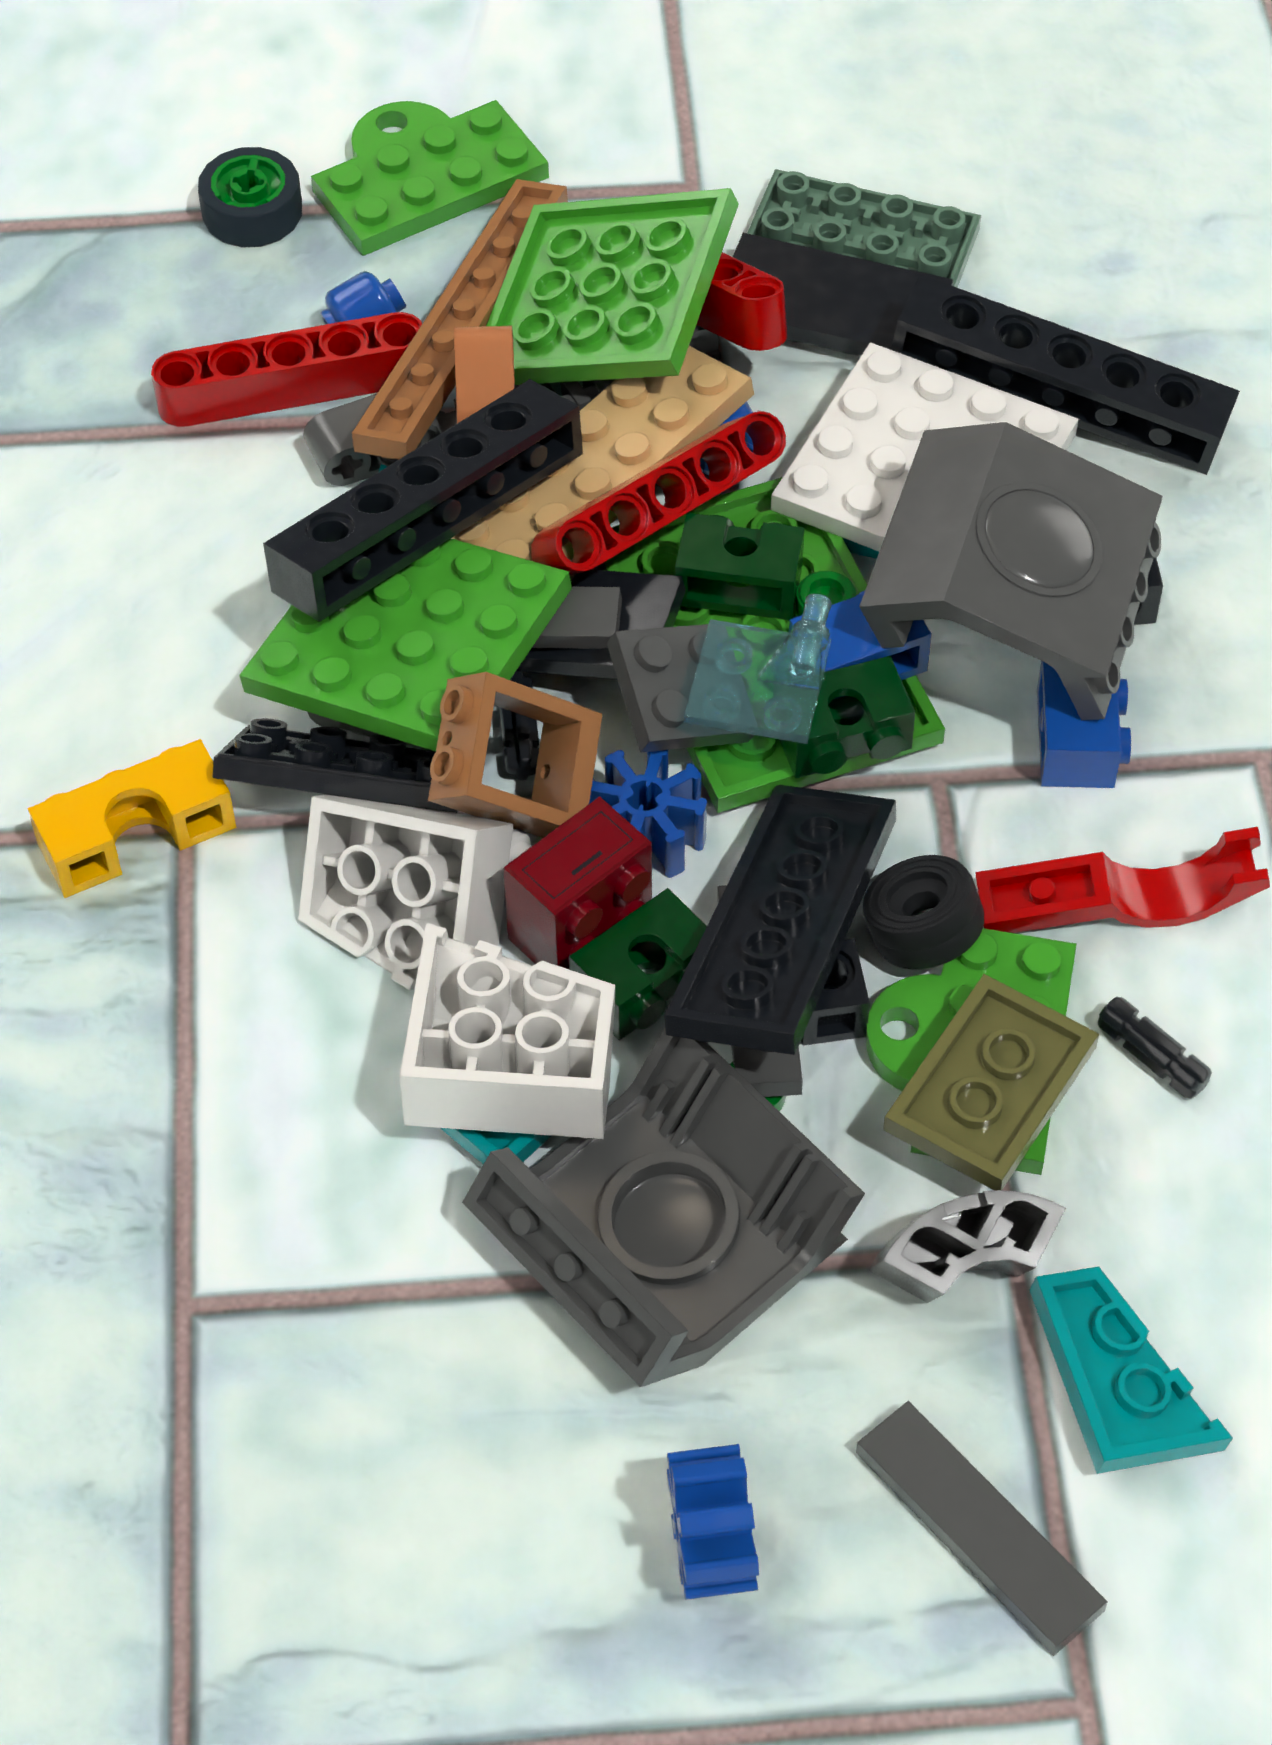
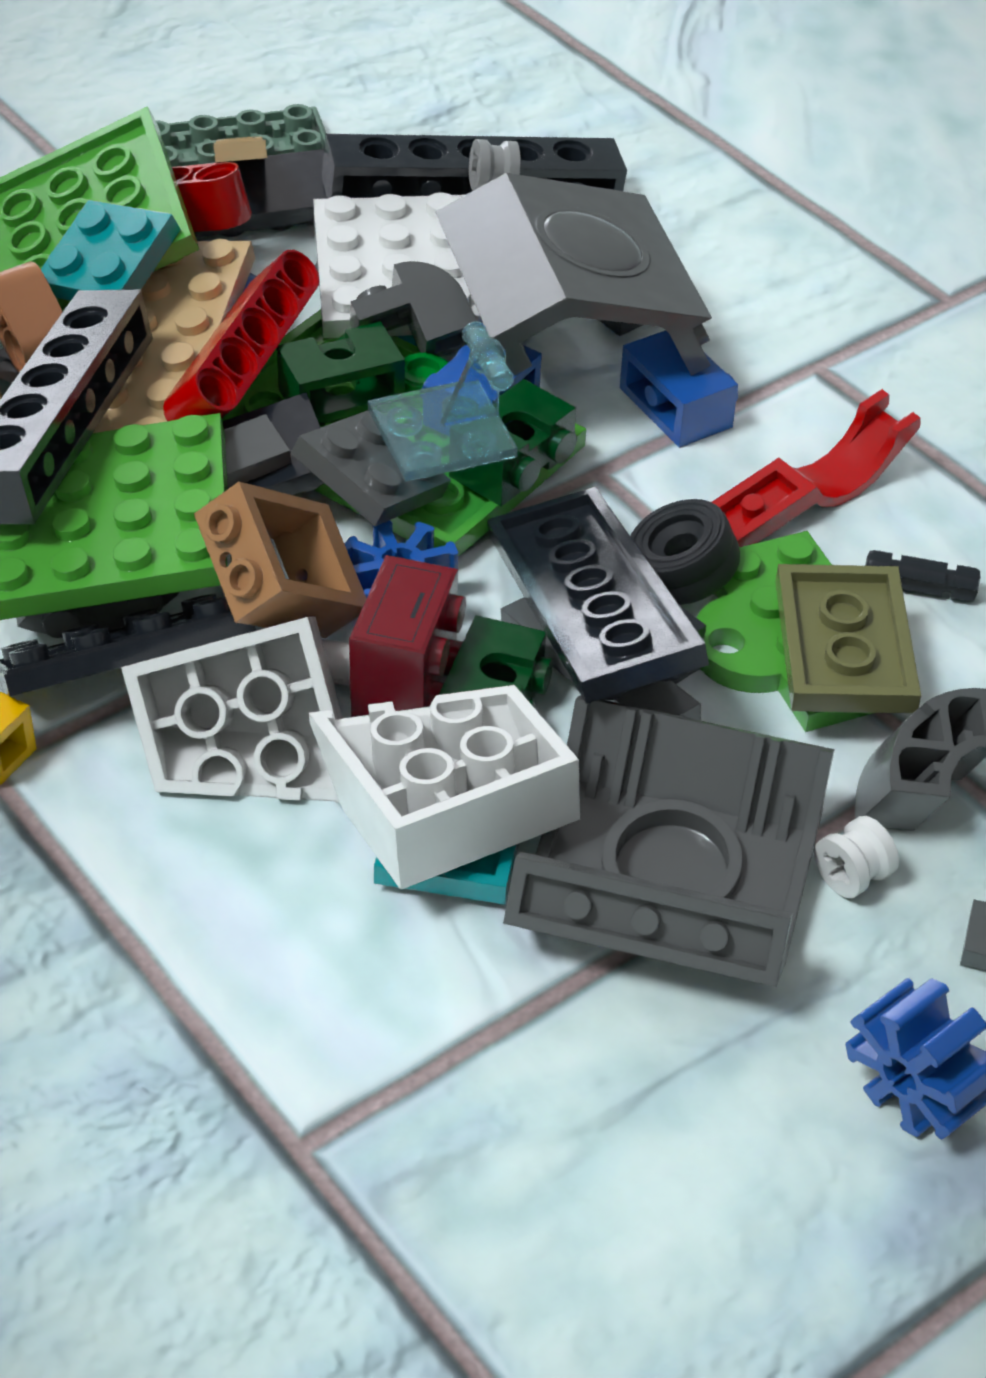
camera: 35 degrees left, 10 degrees down
(590, 344) = (109, 249): none -> teal plate
(825, 257) = (240, 149): none -> tan tile
(832, 1302) = (856, 856): none -> white wheel
(858, 517) = (423, 299): none -> dark grey brick
(1060, 384) = (492, 161): none -> light grey wheel

